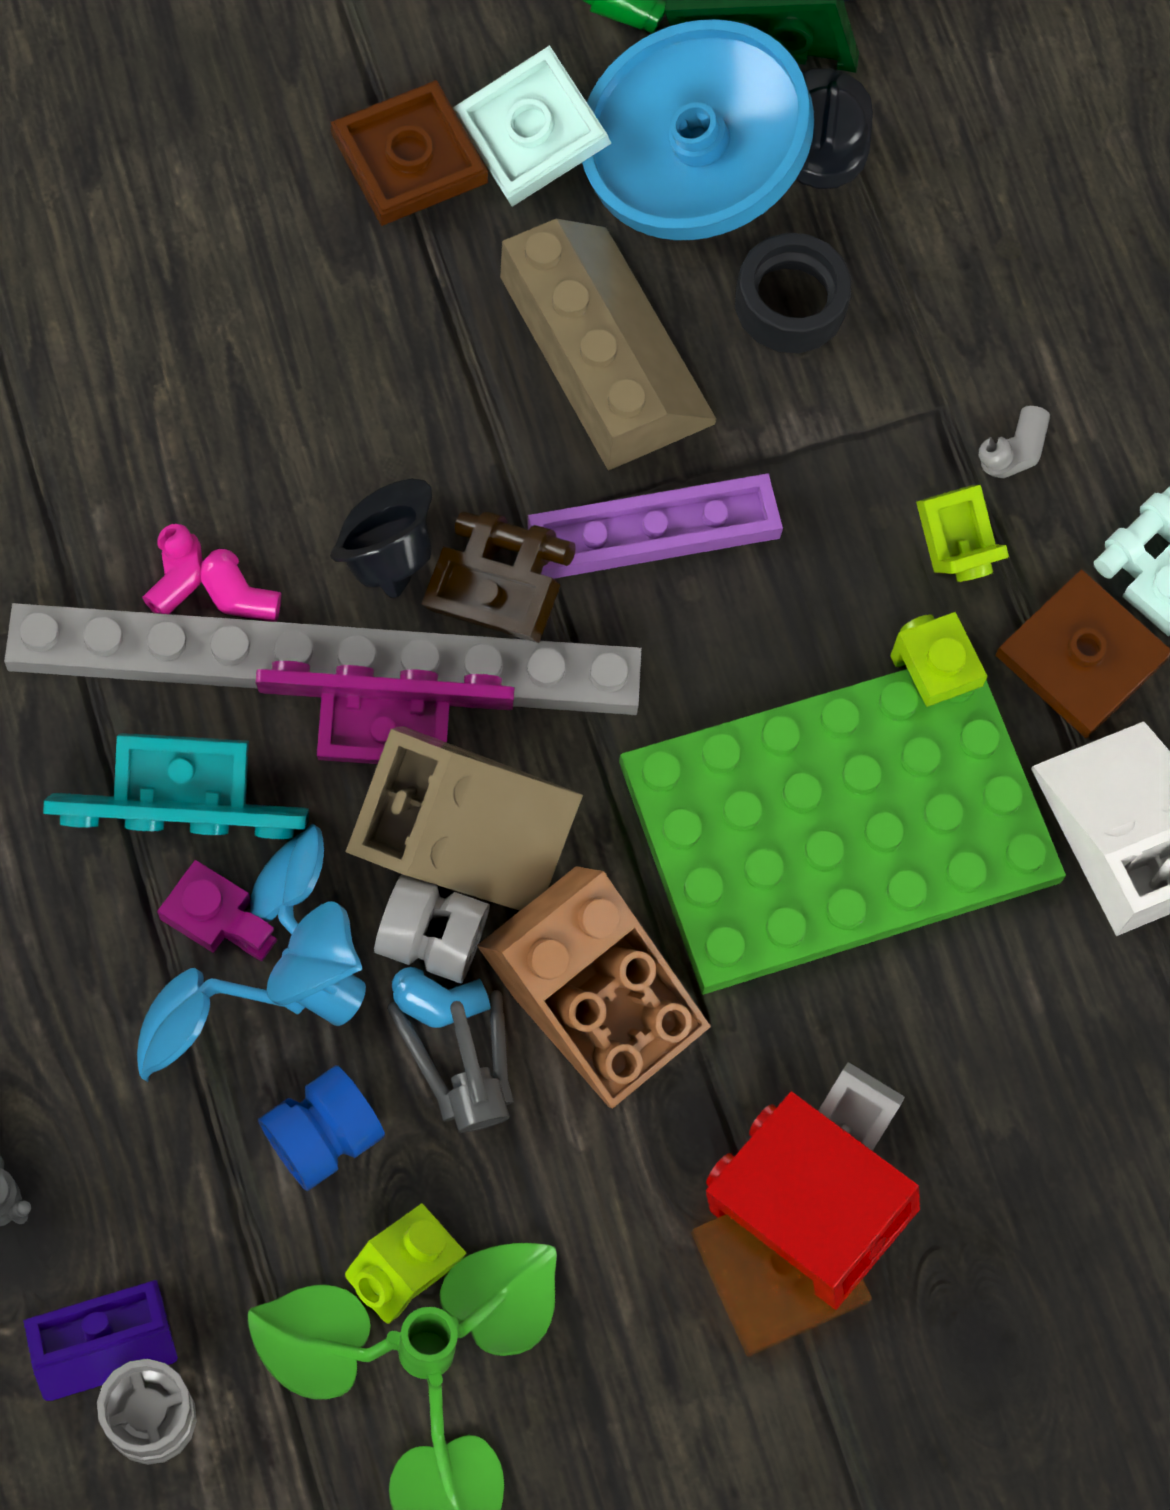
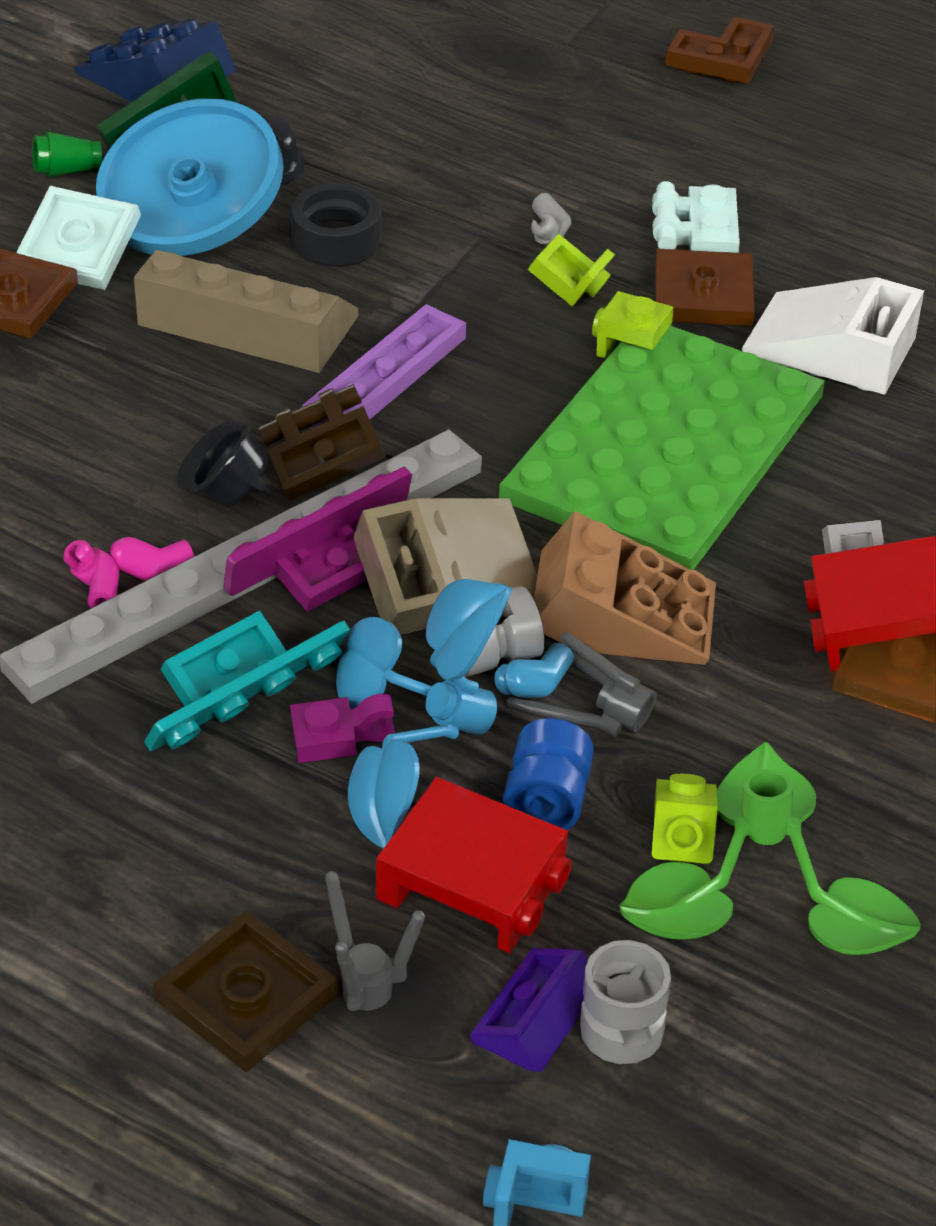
camera: 35 degrees left, 25 degrees down
(174, 1164) = (475, 860): none -> red panel

